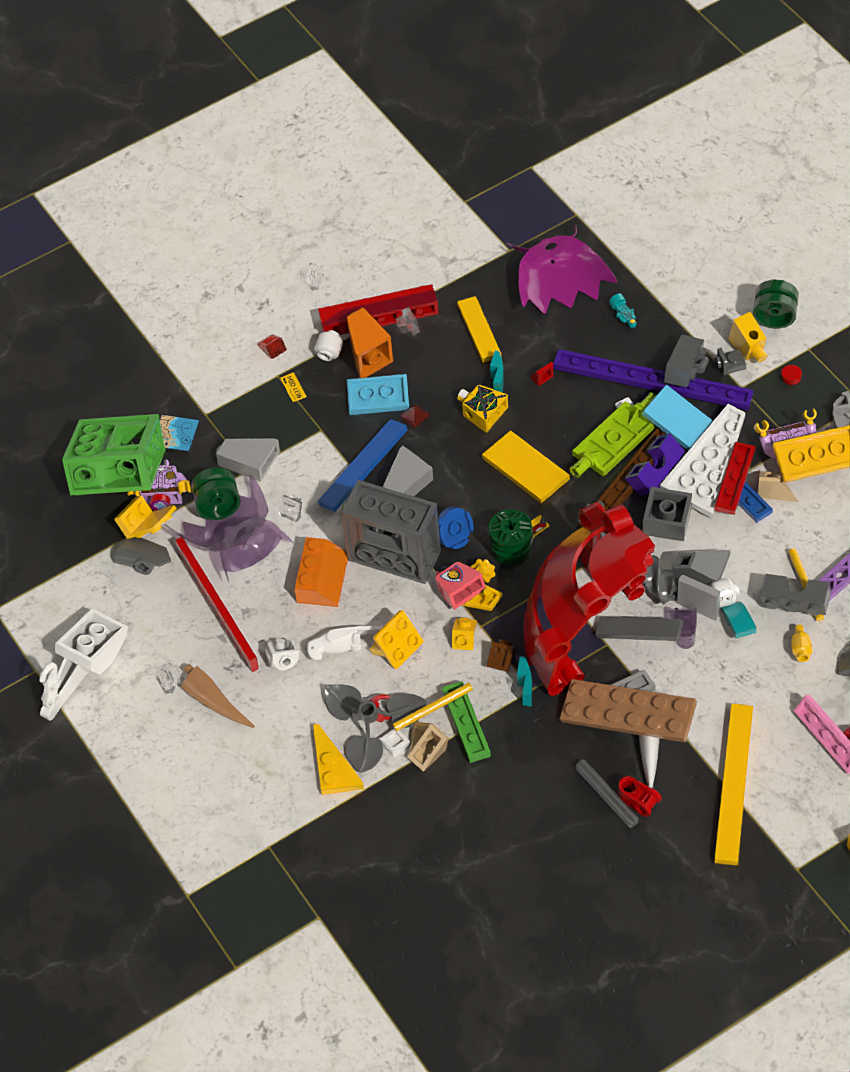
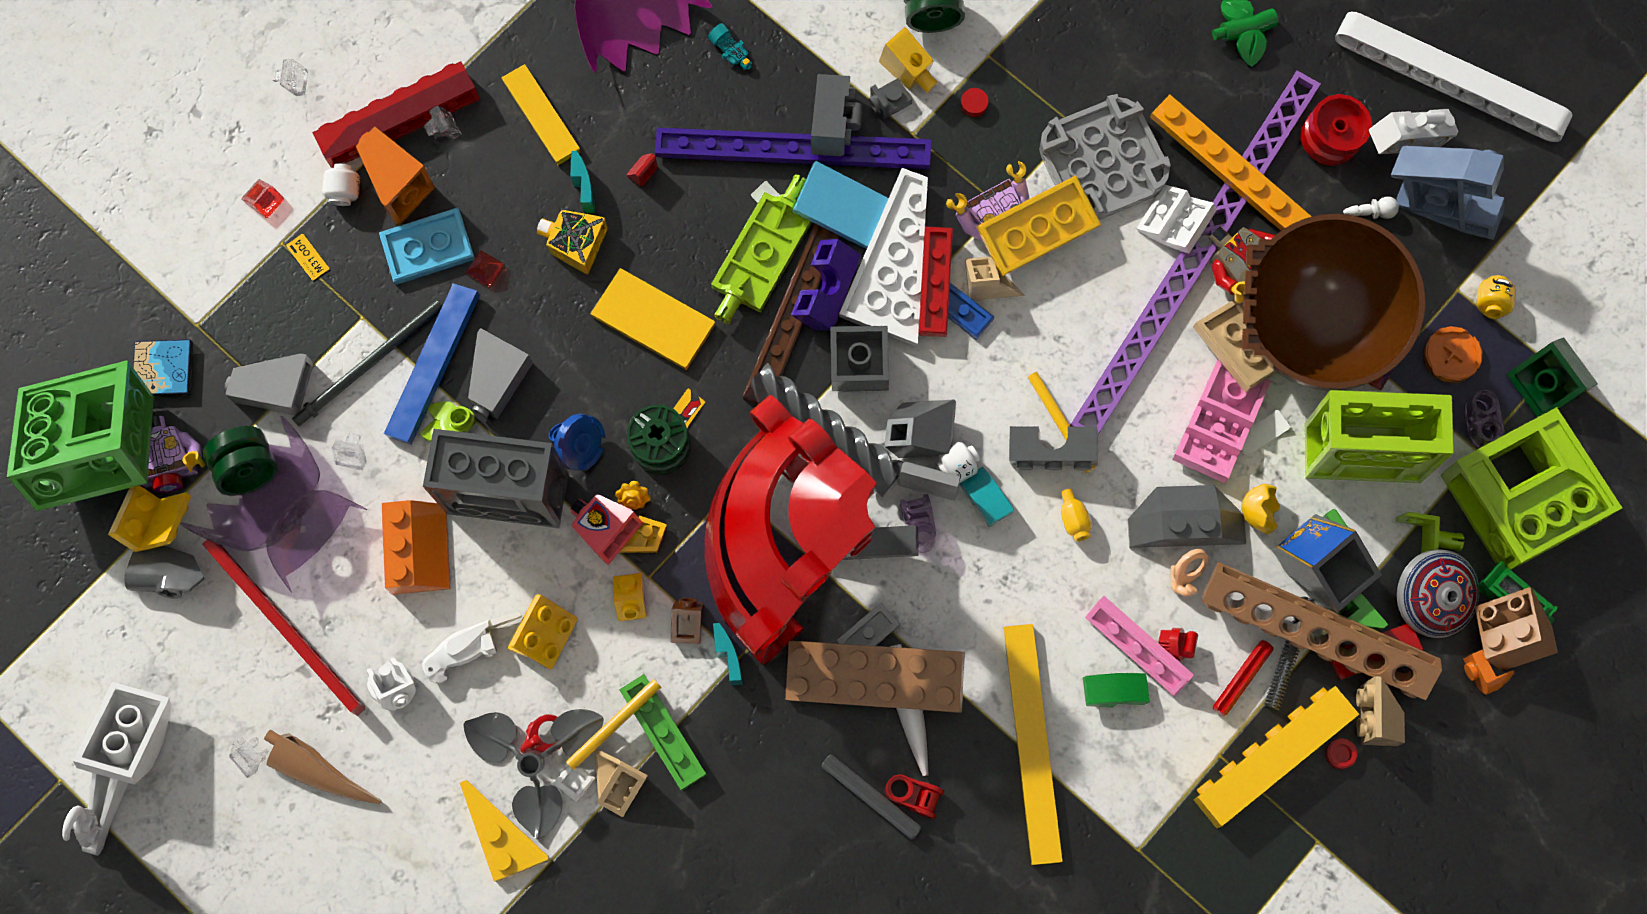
camera: 15 degrees left, 20 degrees up
(271, 477) = (367, 363): none -> pearl dark grey bar
(801, 757) = (1115, 689): none -> green slope

